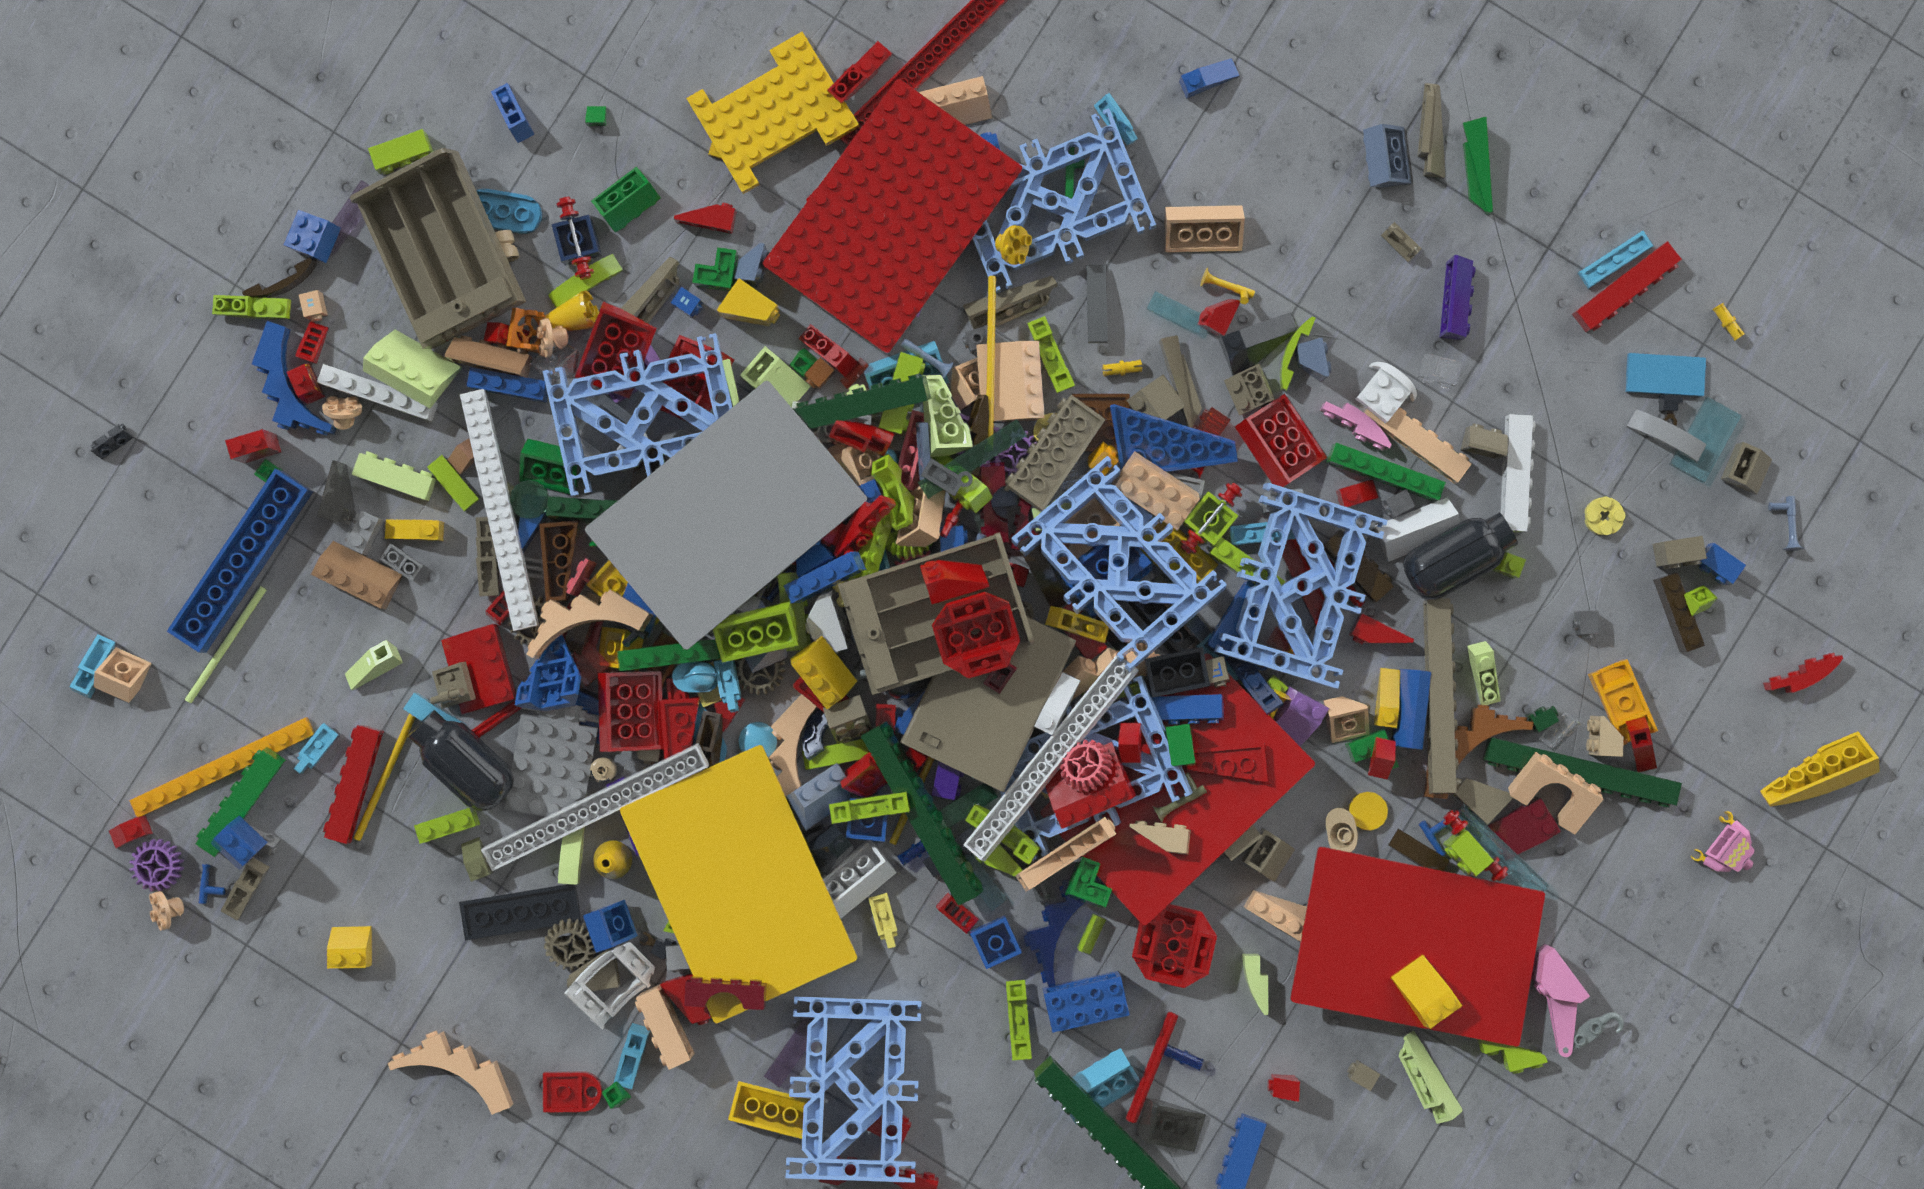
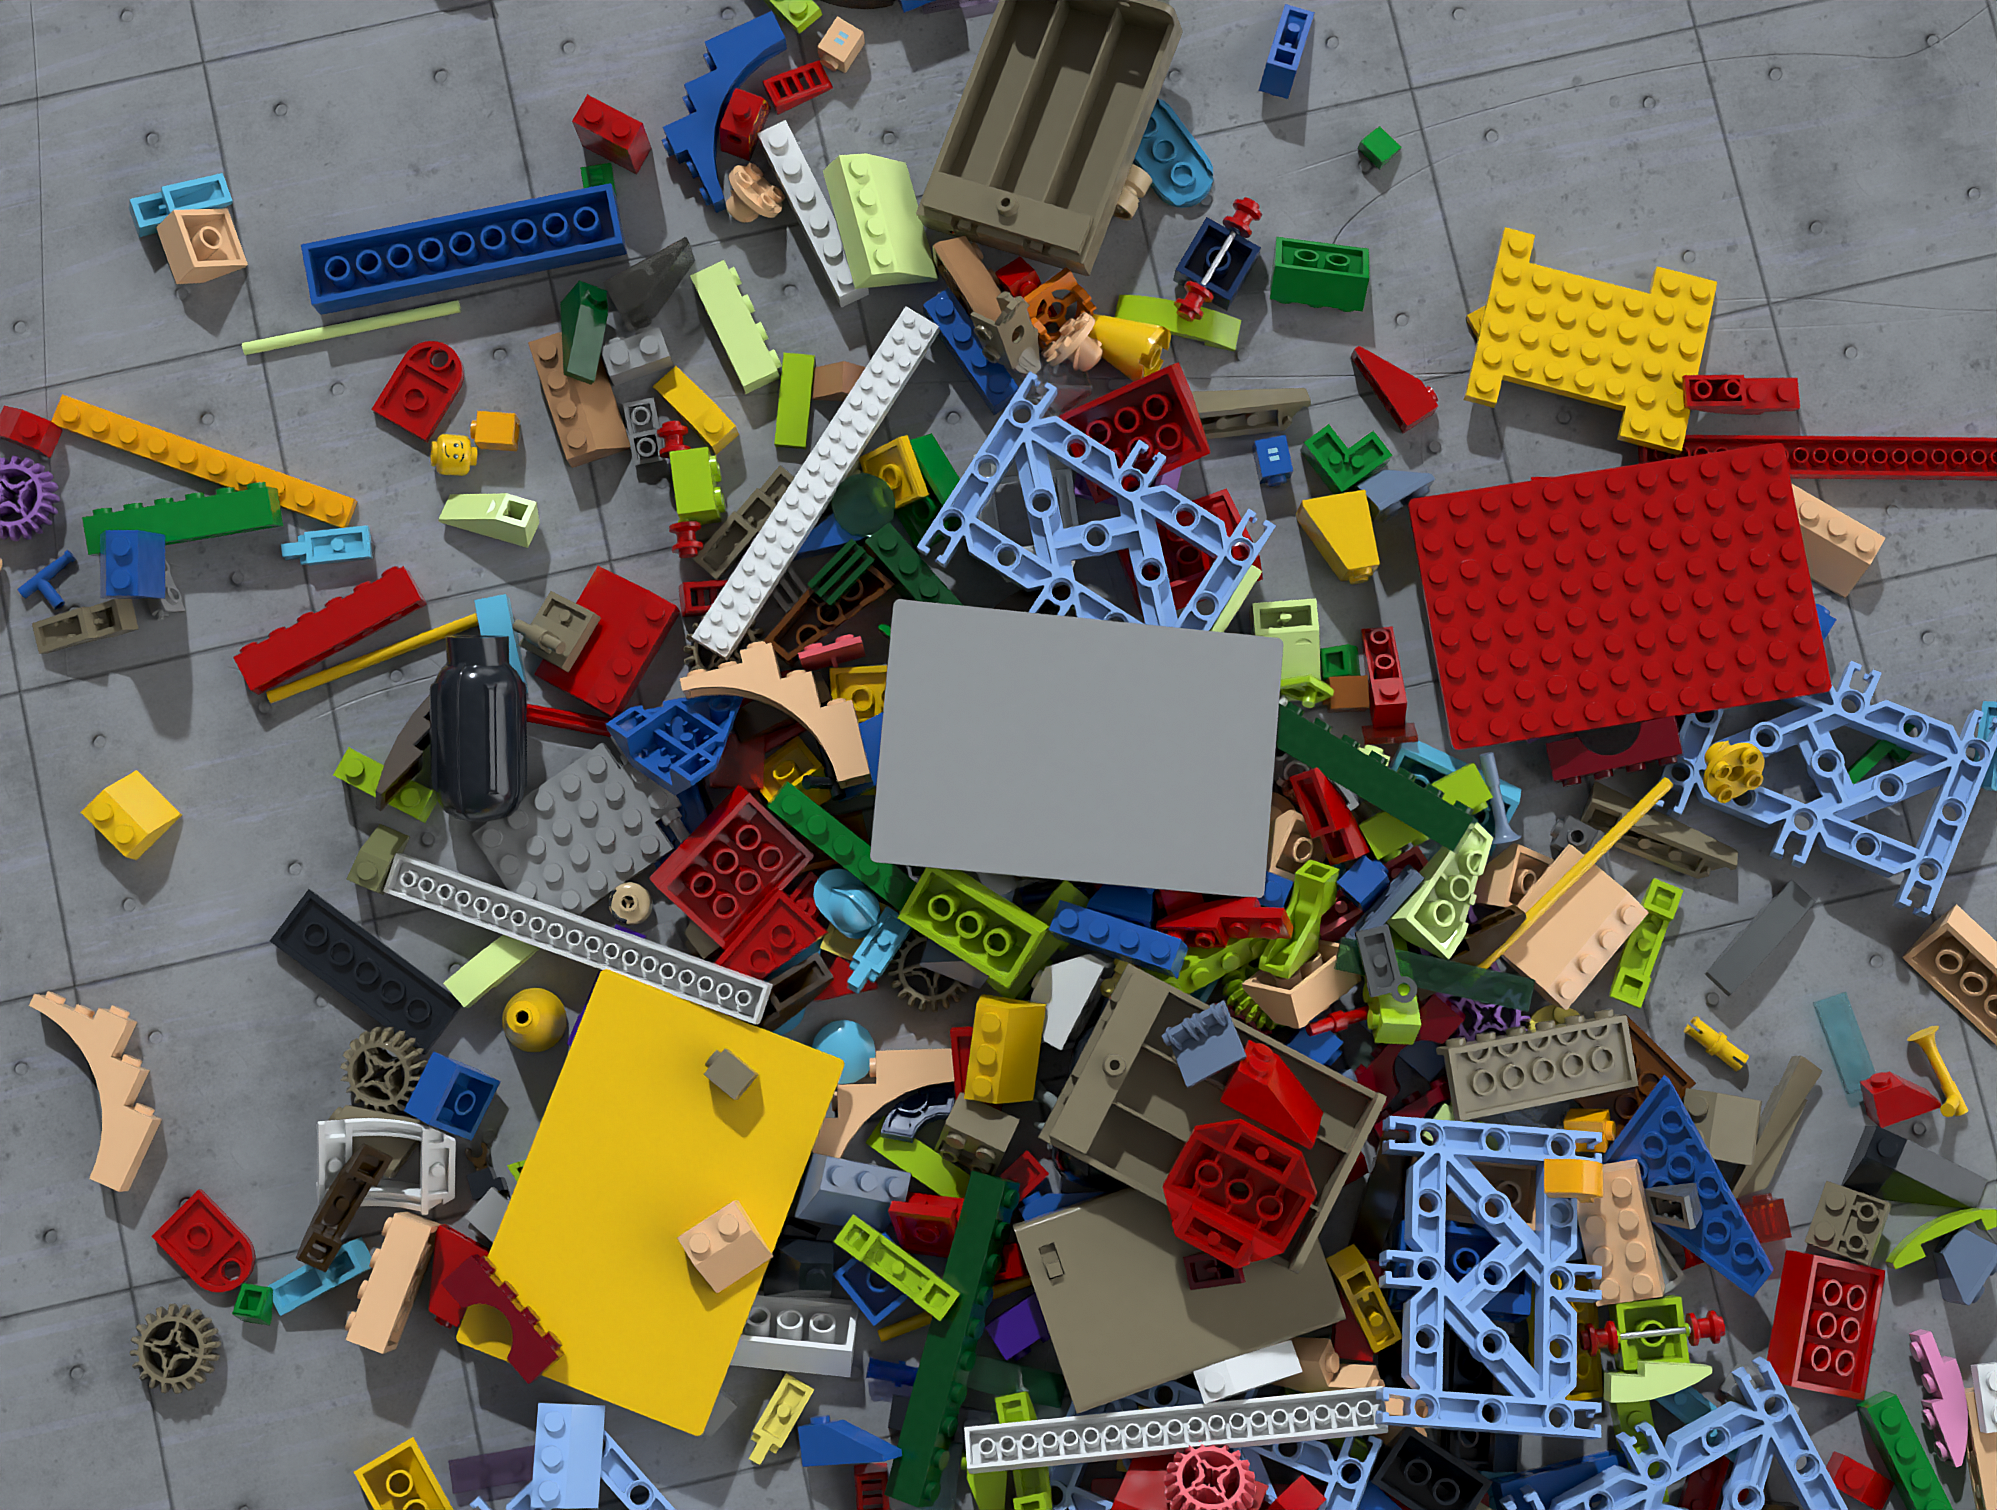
camera: 45 degrees right, 5 degrees down
(284, 643) = (420, 392): none -> red tile
(328, 655) = (453, 455): none -> yellow head
(329, 545) = (583, 329): none -> dark green slope
(336, 626) = (496, 431): none -> light orange brick
(442, 804) = (405, 756): none -> dark brown slope
(449, 565) = (695, 488): none -> lime brick
(529, 468) = (899, 468): none -> yellow tile
(531, 366) = (997, 336): none -> dark tan piece
(549, 522) = (832, 564): none -> dark green tile
(596, 1139) = (170, 1362): none -> dark tan gear
(609, 1017) = (340, 1205): none -> dark brown slope
(717, 798) = (729, 1073): none -> dark tan brick
(788, 871) = (725, 1246): none -> light nougat slope
(799, 389) = (1306, 689): none -> lime piece
(810, 1022) = (567, 1456): none -> light blue slope
(902, 586) = (1205, 1044): none -> sand blue hinge
(905, 449) = (1364, 882): none -> blue brick
(919, 903) = (841, 1443): none -> blue slope
(970, 264) = (1657, 741): none -> dark red arch
(1112, 488) = (1573, 1179): none -> light orange brick
(1168, 455) = (1674, 1205): none -> dark grey slope
(1229, 538) = (1652, 1381): none -> yellowish green slope

